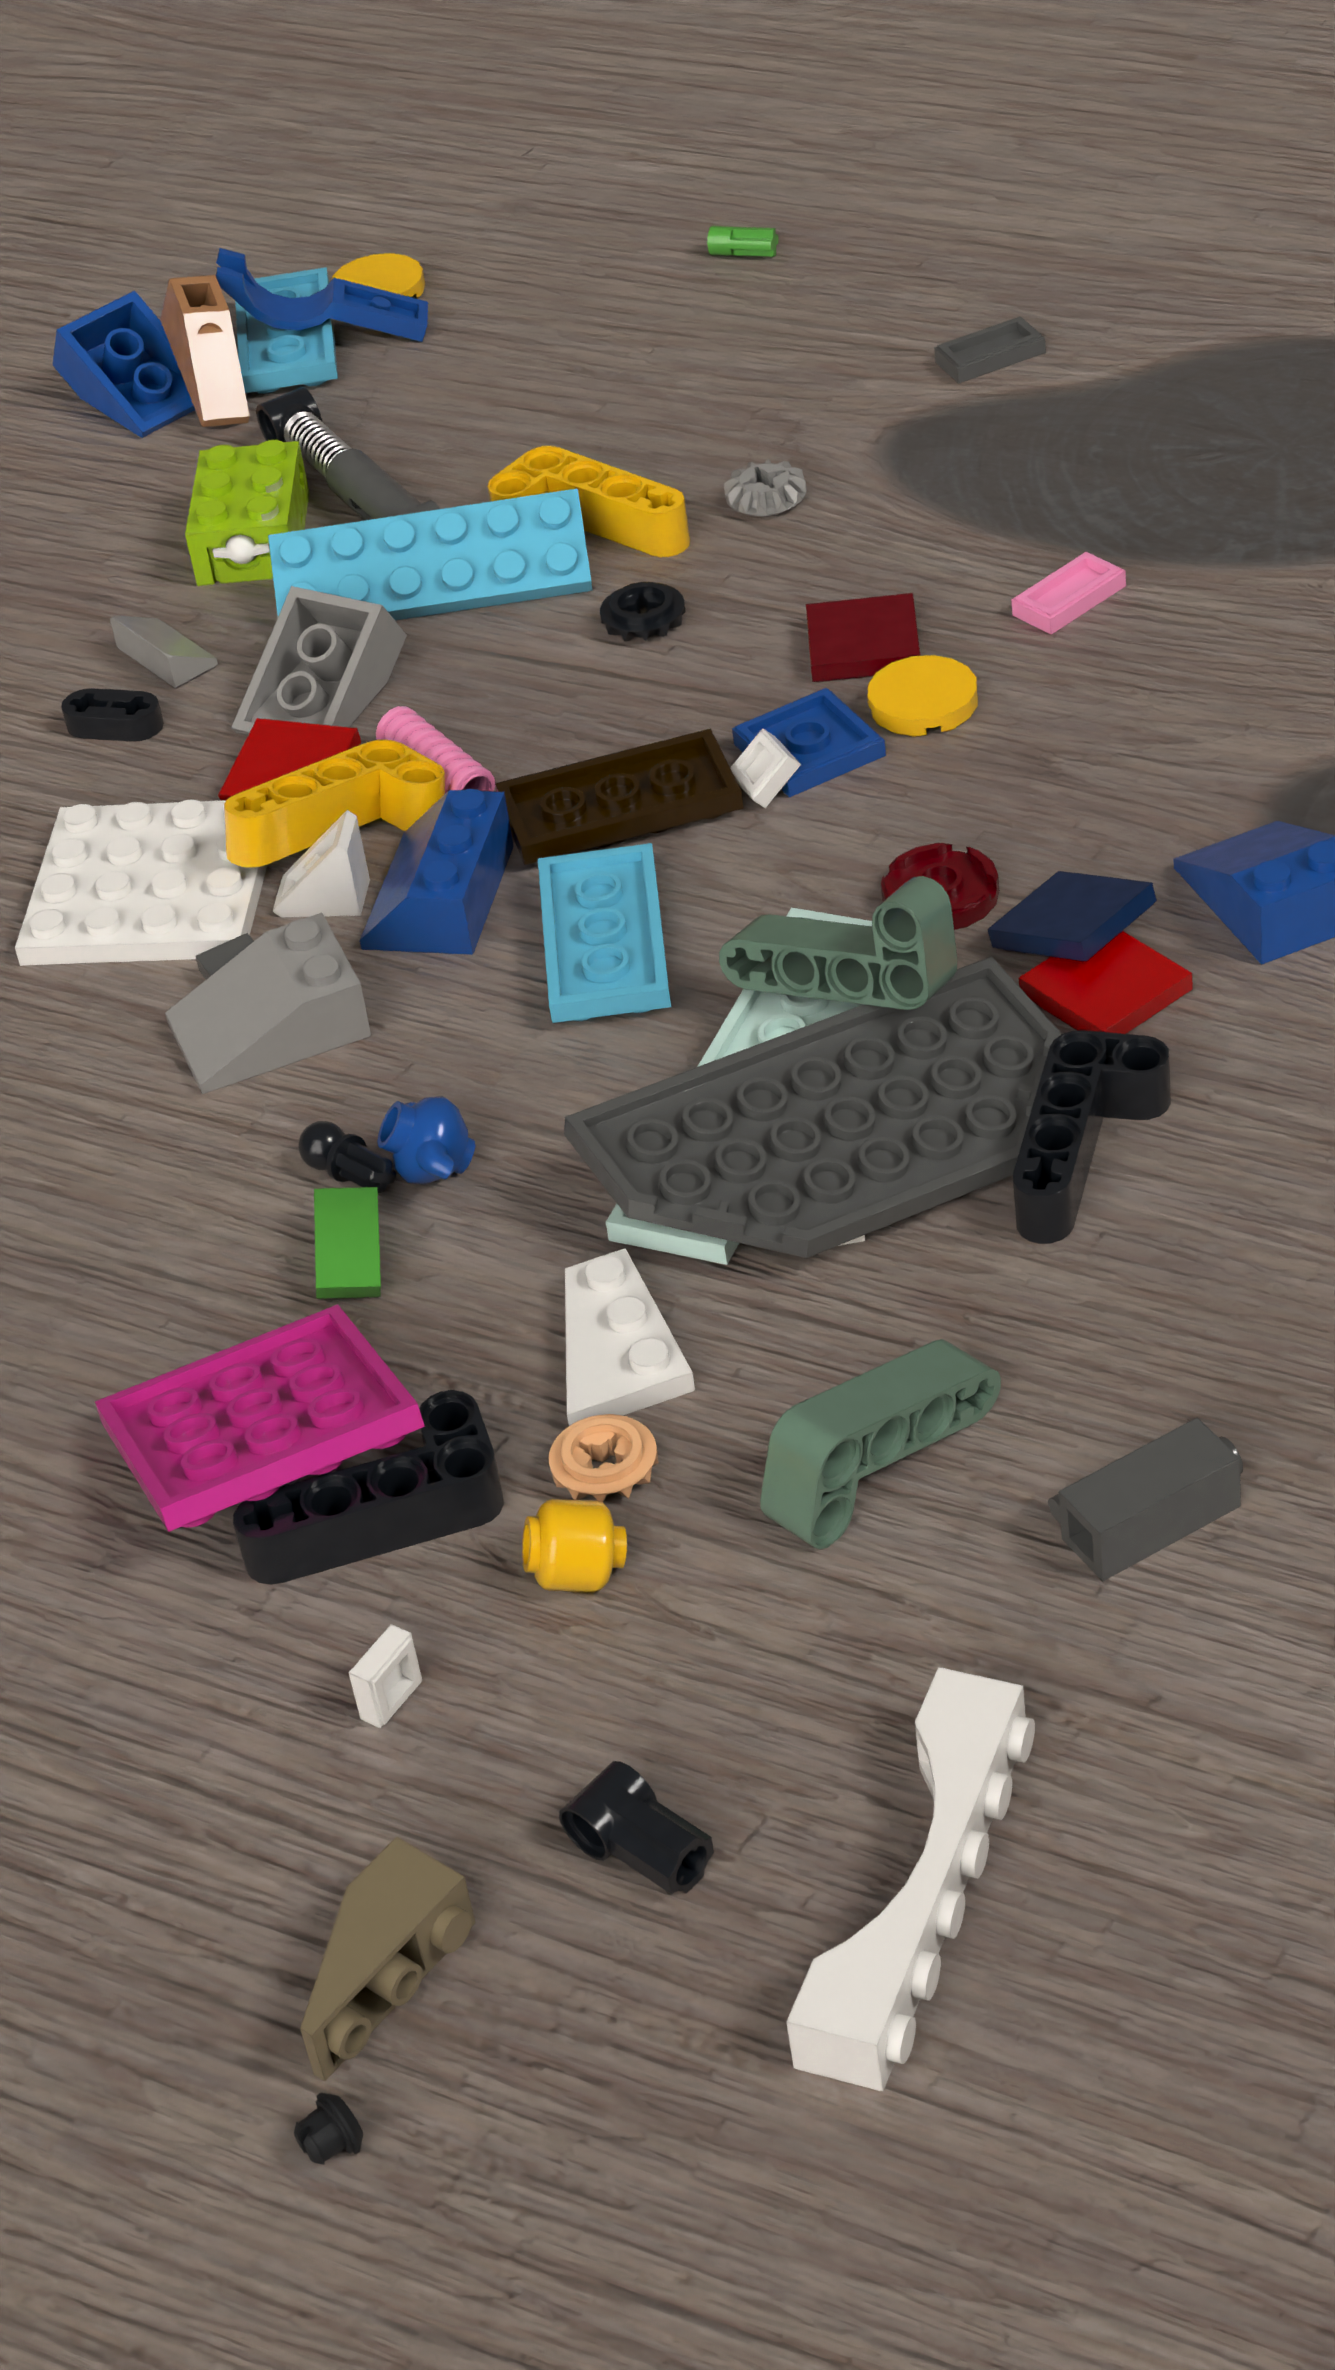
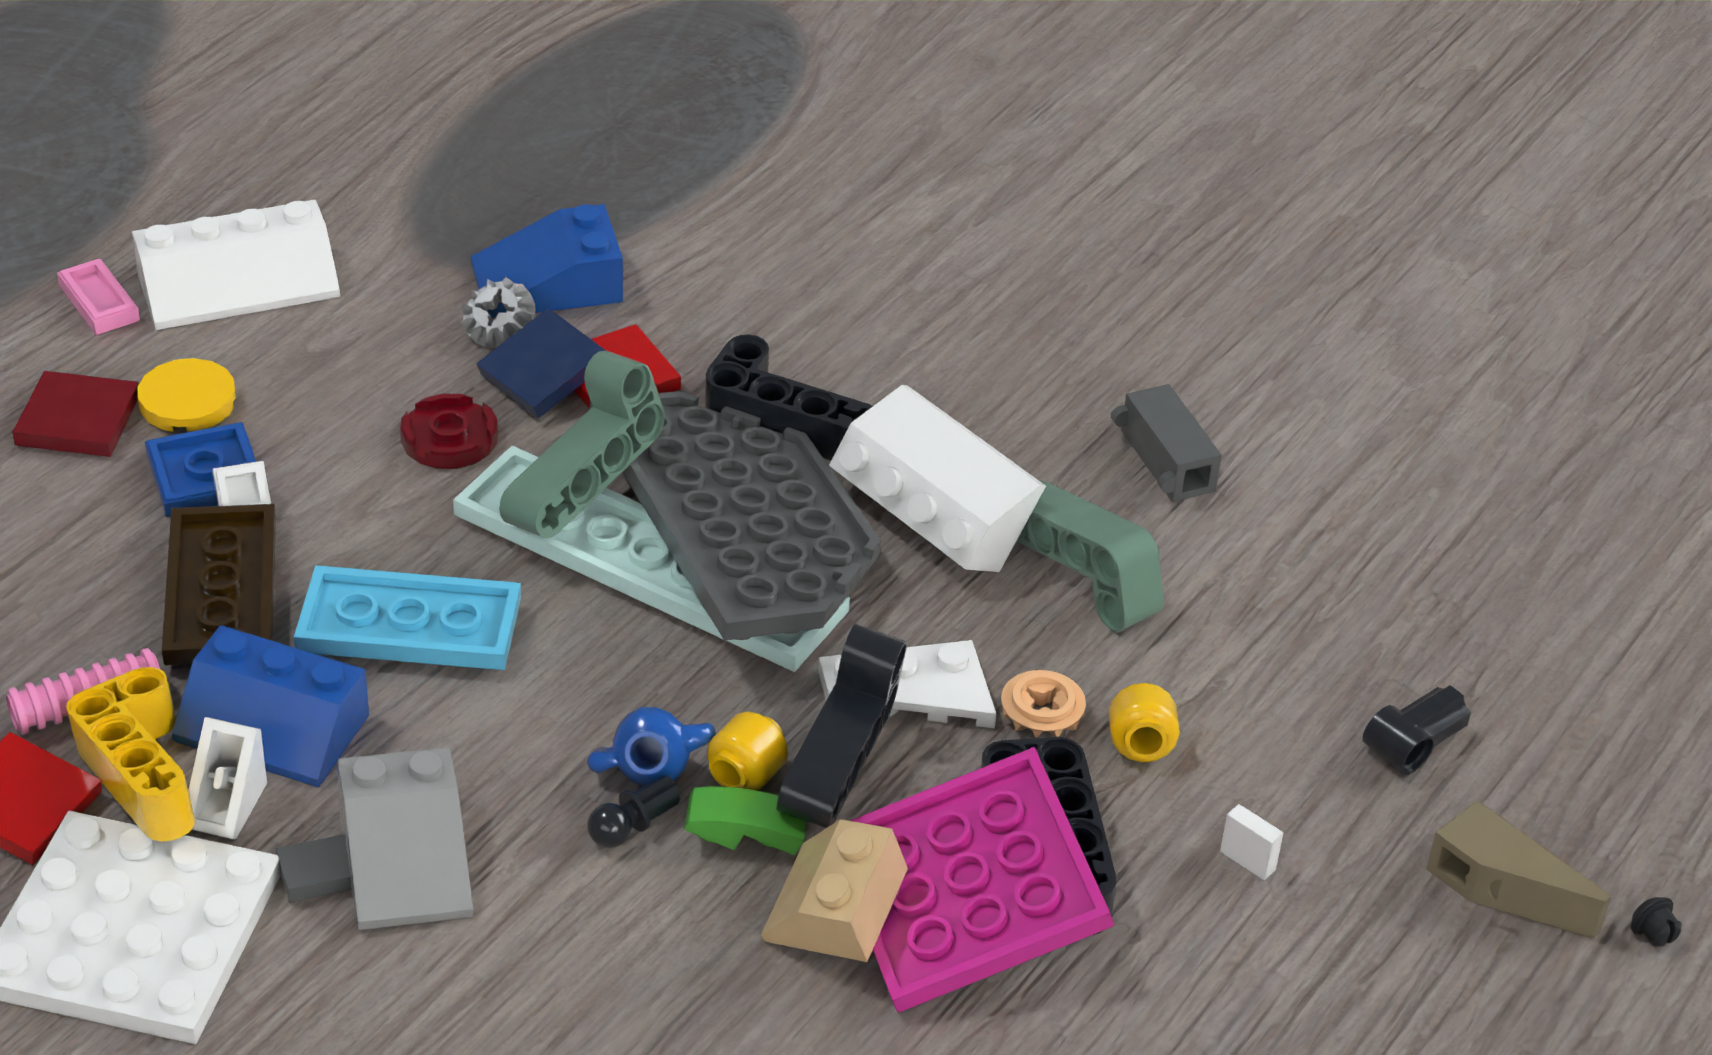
camera: 90 degrees left, 0 degrees up
(215, 1316) = (839, 891): none -> tan slope
(437, 1214) = (747, 751): none -> yellow head
(457, 1273) = (844, 728): none -> black beam
(863, 1993) = (1566, 635): white arch -> none
(928, 1262) = (939, 479): none -> white slope
(1150, 656) = (235, 264): none -> white slope
(1158, 856) = (491, 332): none -> light grey gear

